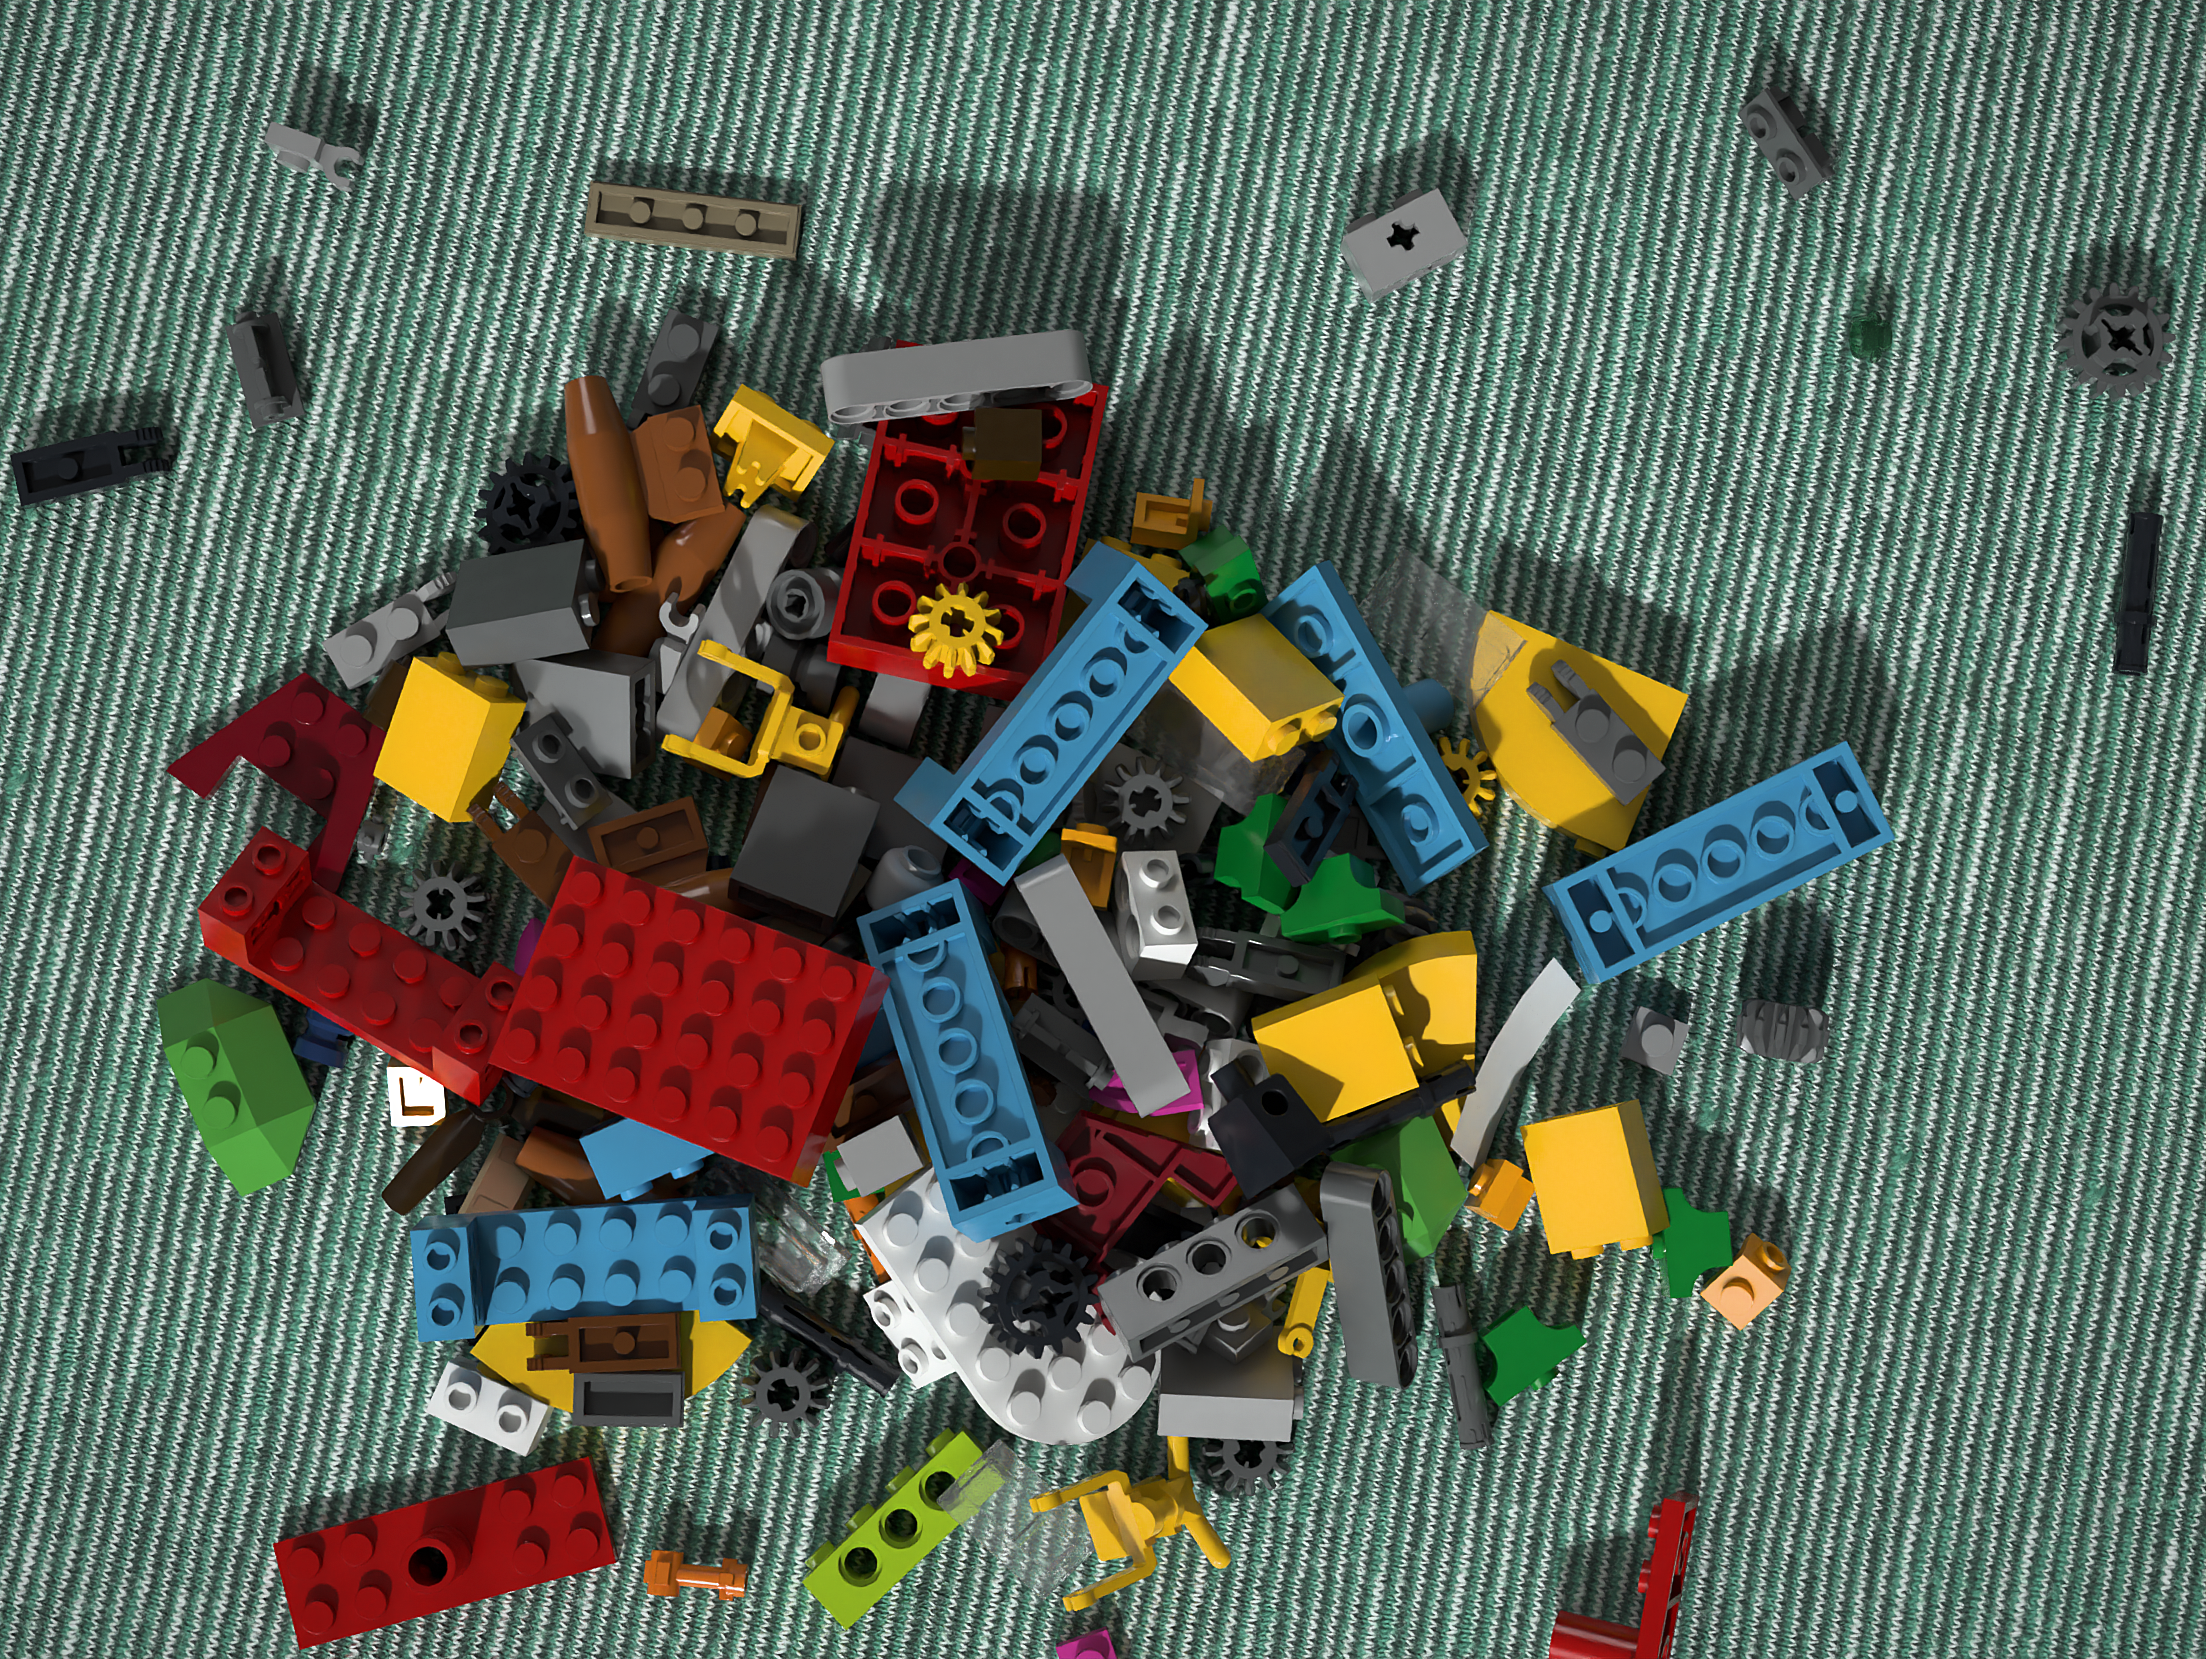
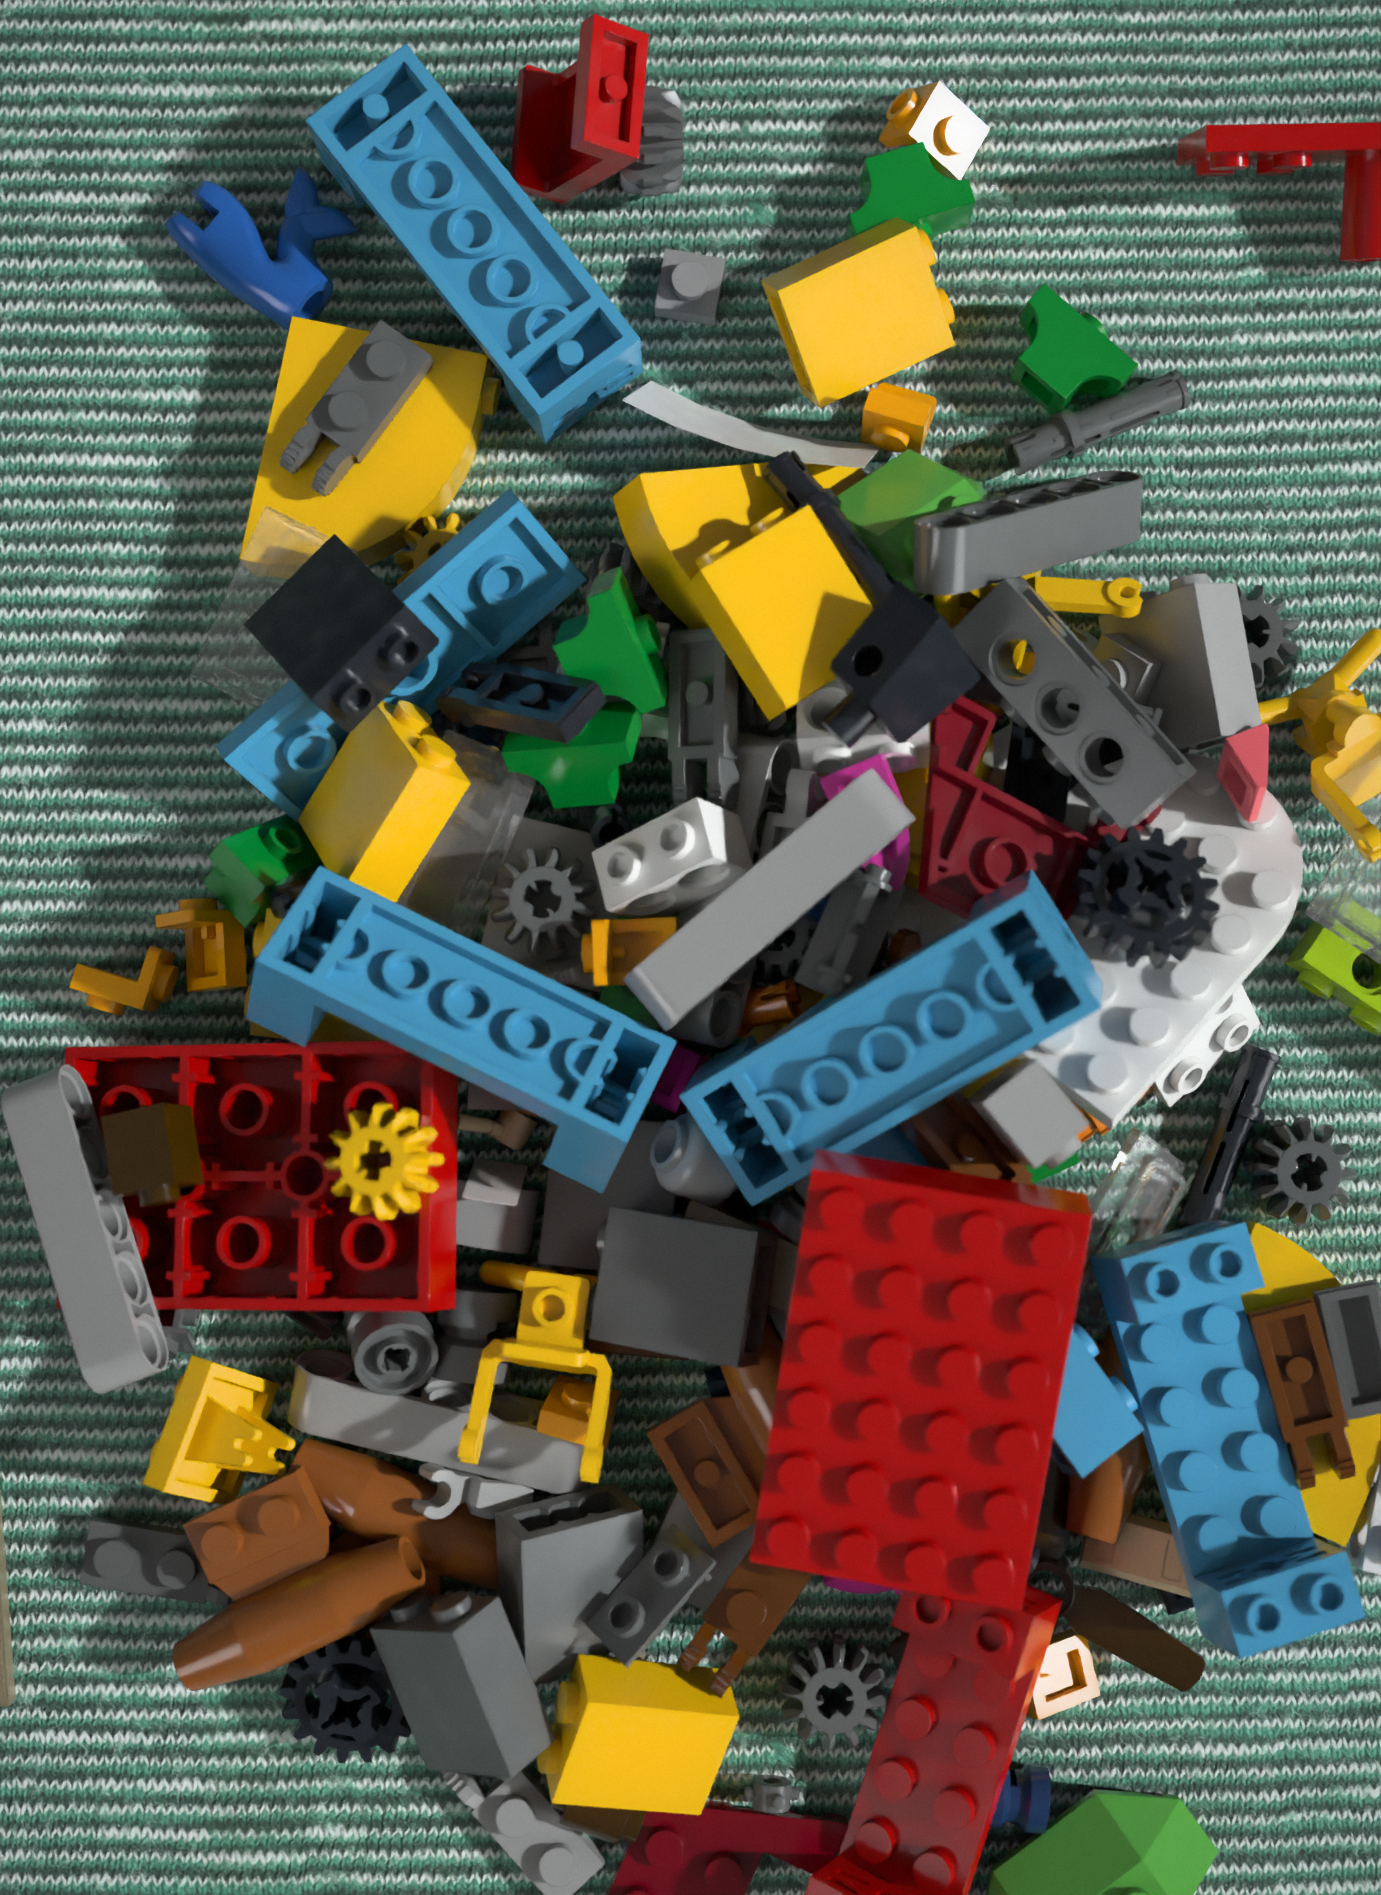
camera: 100 degrees left, 0 degrees up
(923, 715) = (495, 1182): none -> white sticker
(965, 734) = (509, 1127): none -> tan hand
(1130, 1410) = (1245, 770): none -> coral slope
(1149, 432) = (114, 991): none -> light orange bracket
(1400, 681) = (341, 634): none -> black panel
(1757, 657) = (238, 261): none -> blue piece
(1811, 973) = (584, 120): none -> red panel

